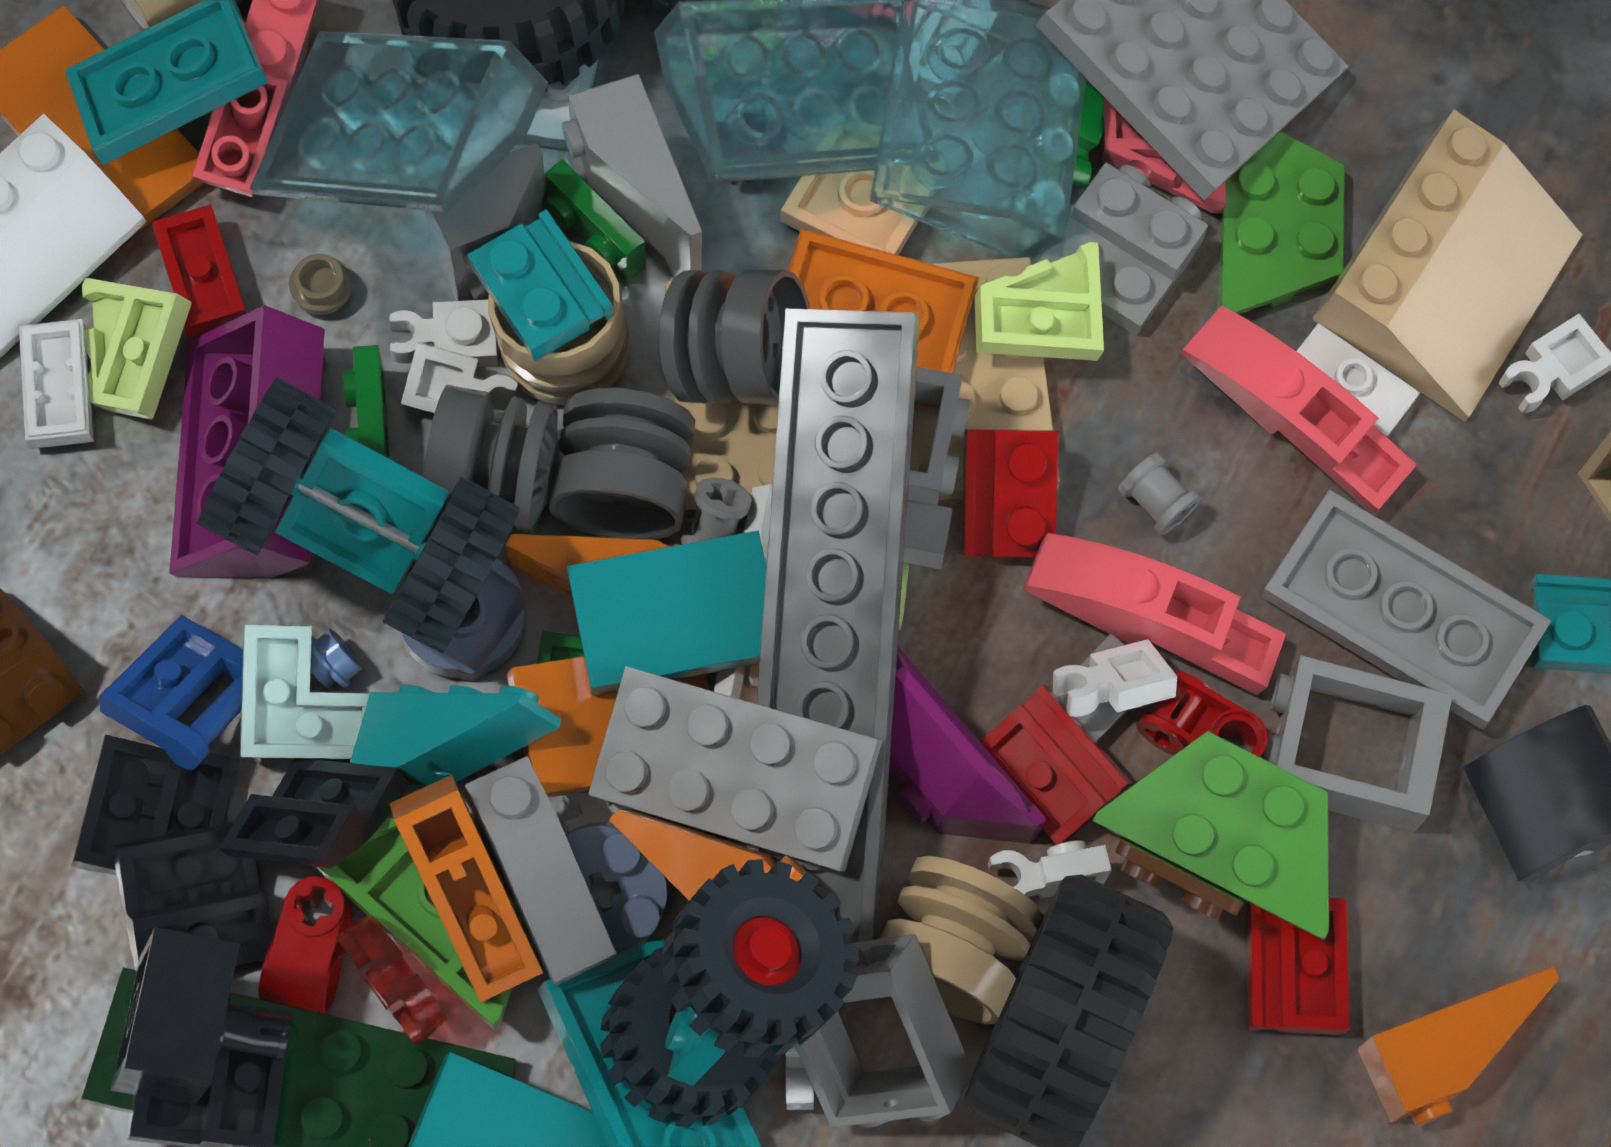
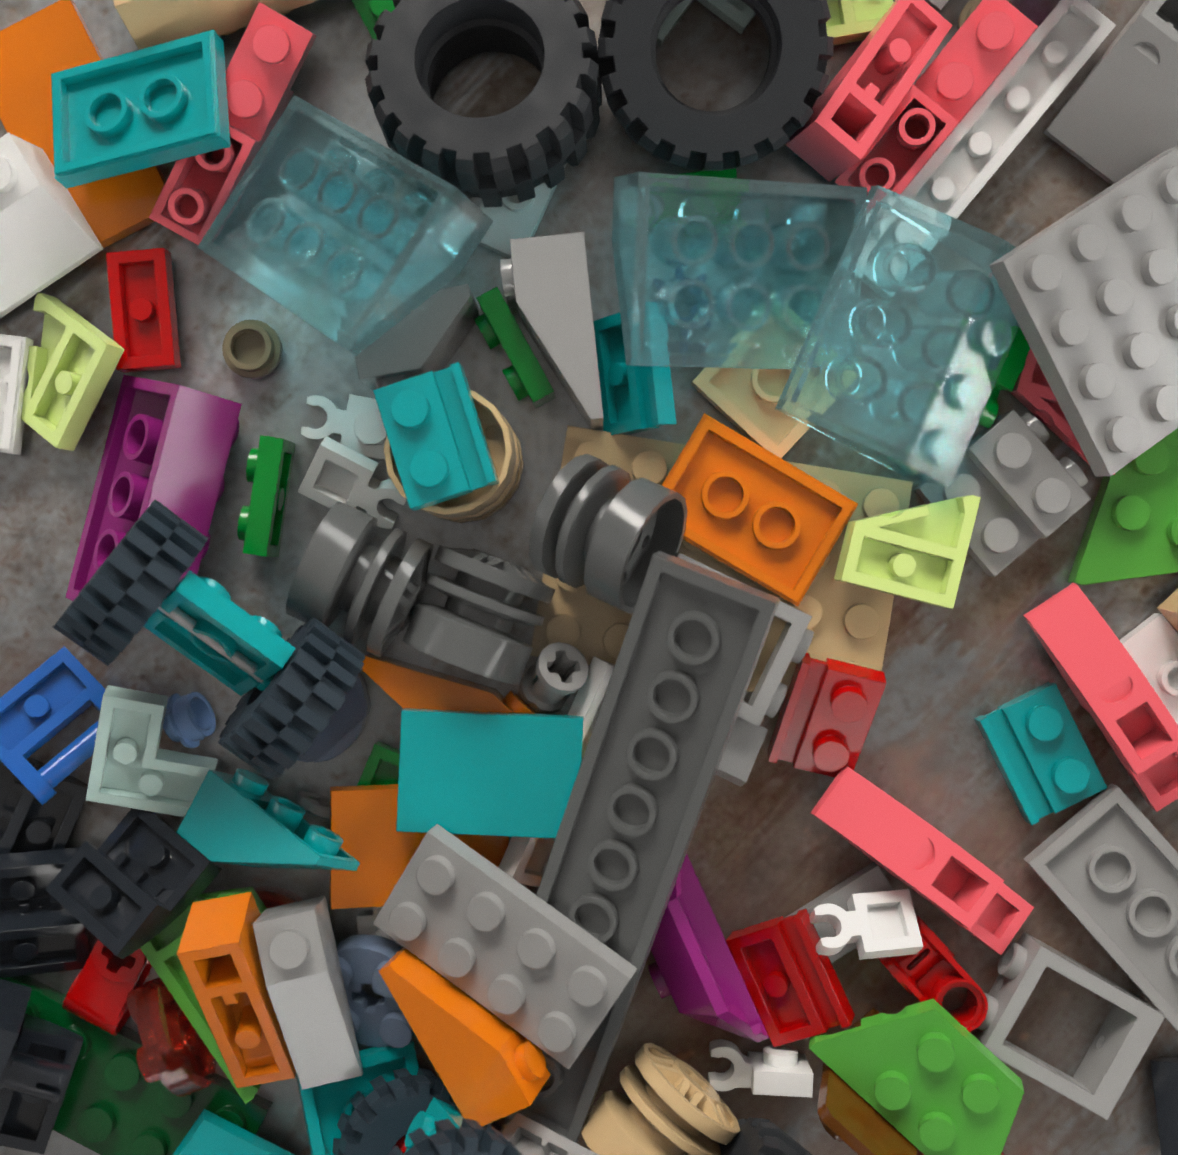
camera: 20 degrees right, 20 degrees up
(729, 219) = (631, 395): none -> teal plate
(1159, 493) = (962, 746): light grey bush -> none
(1245, 487) = (1040, 752): none -> teal plate

